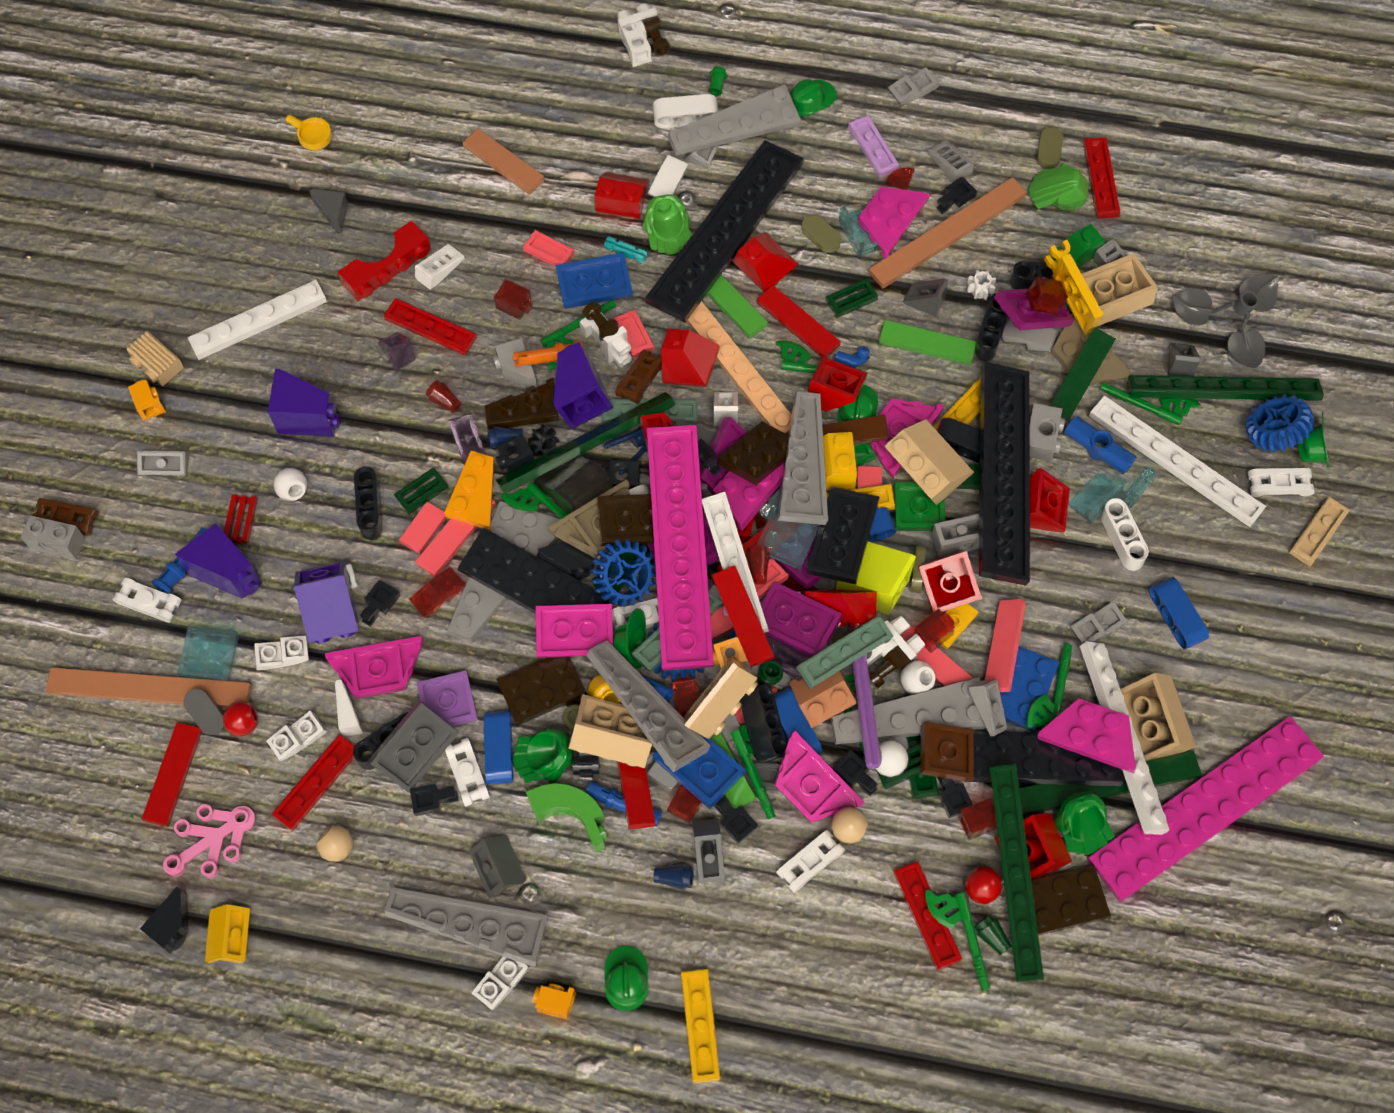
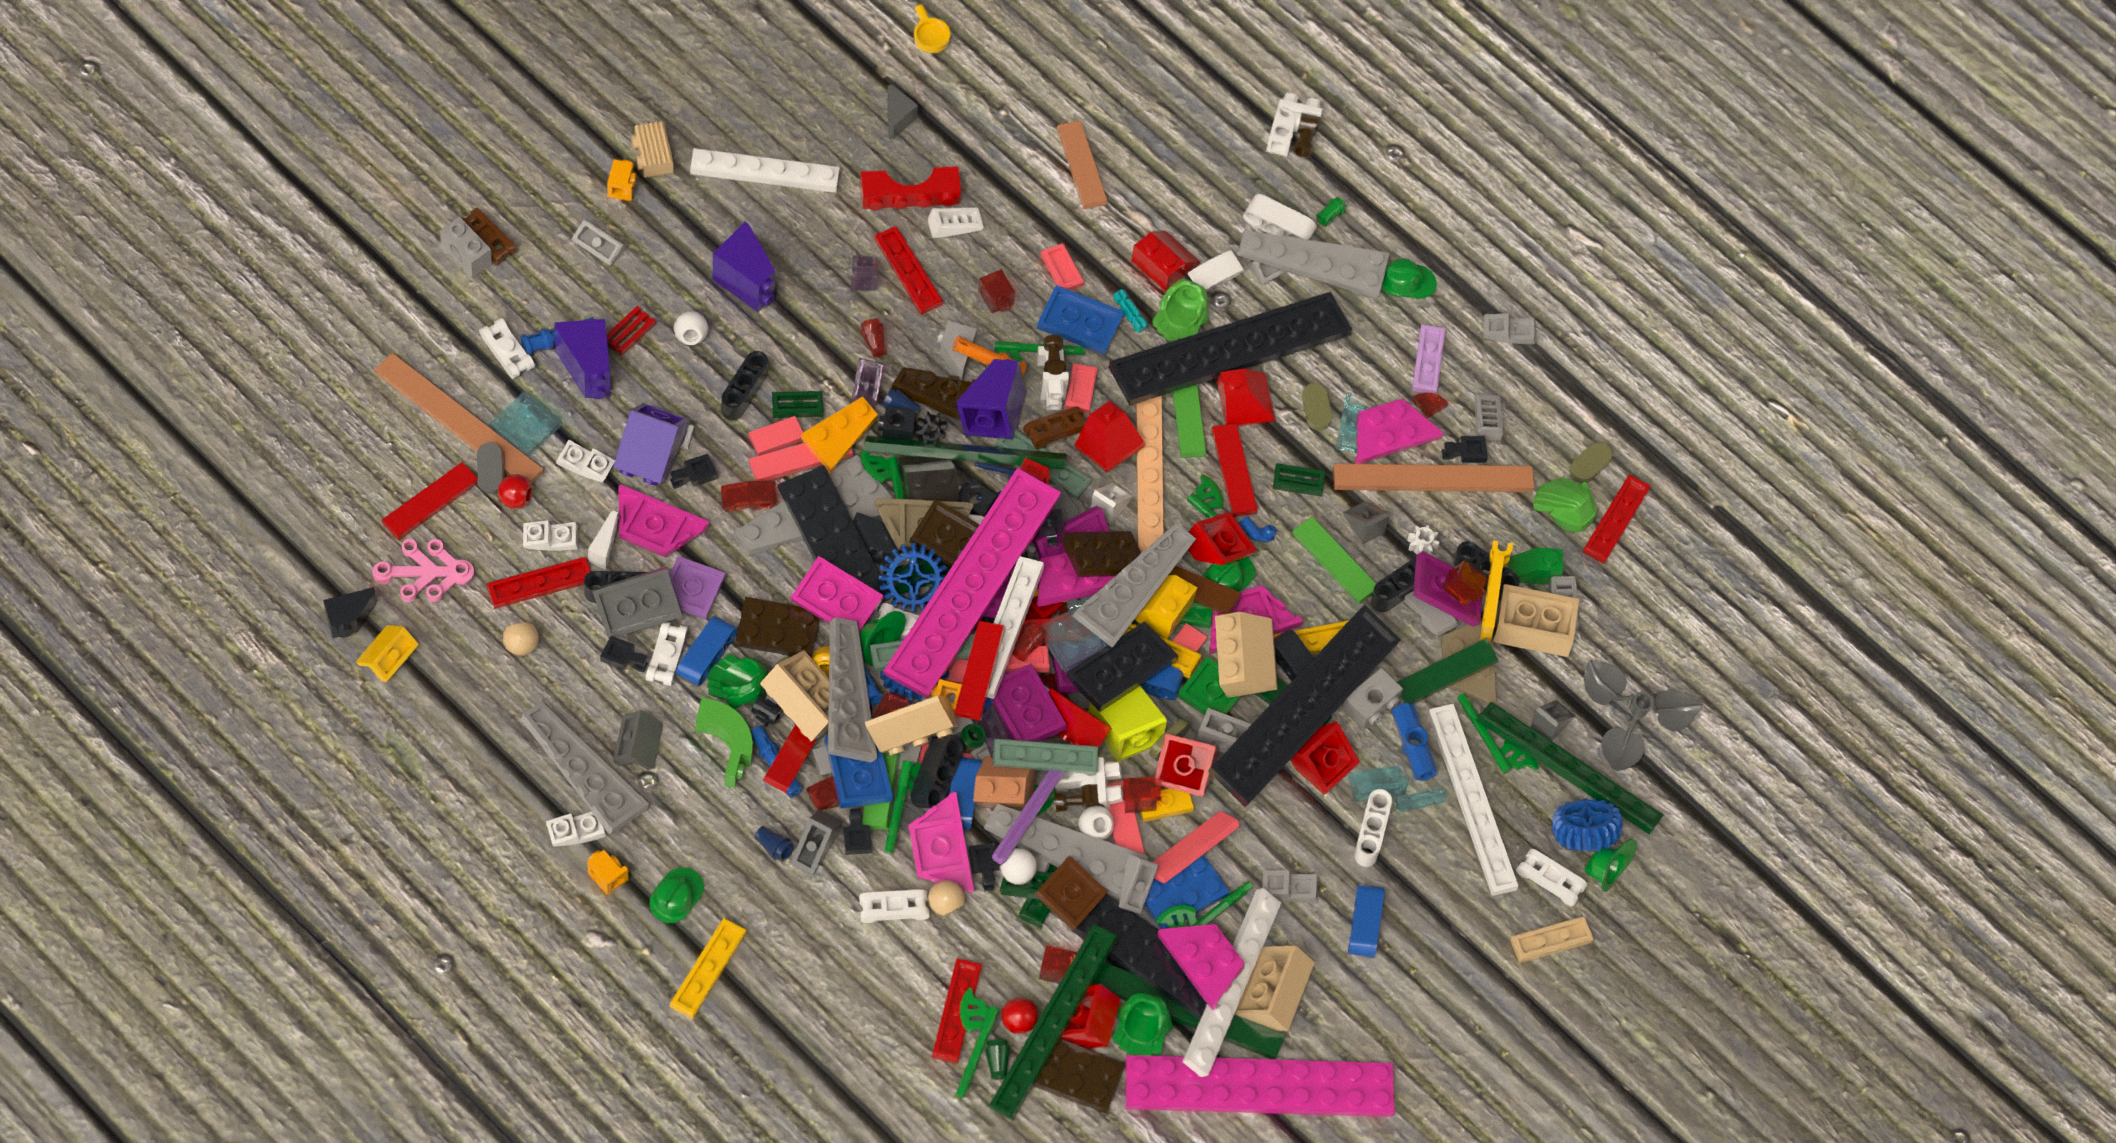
camera: 25 degrees right, 5 degrees down
(953, 797) = (1051, 934): black plate -> none

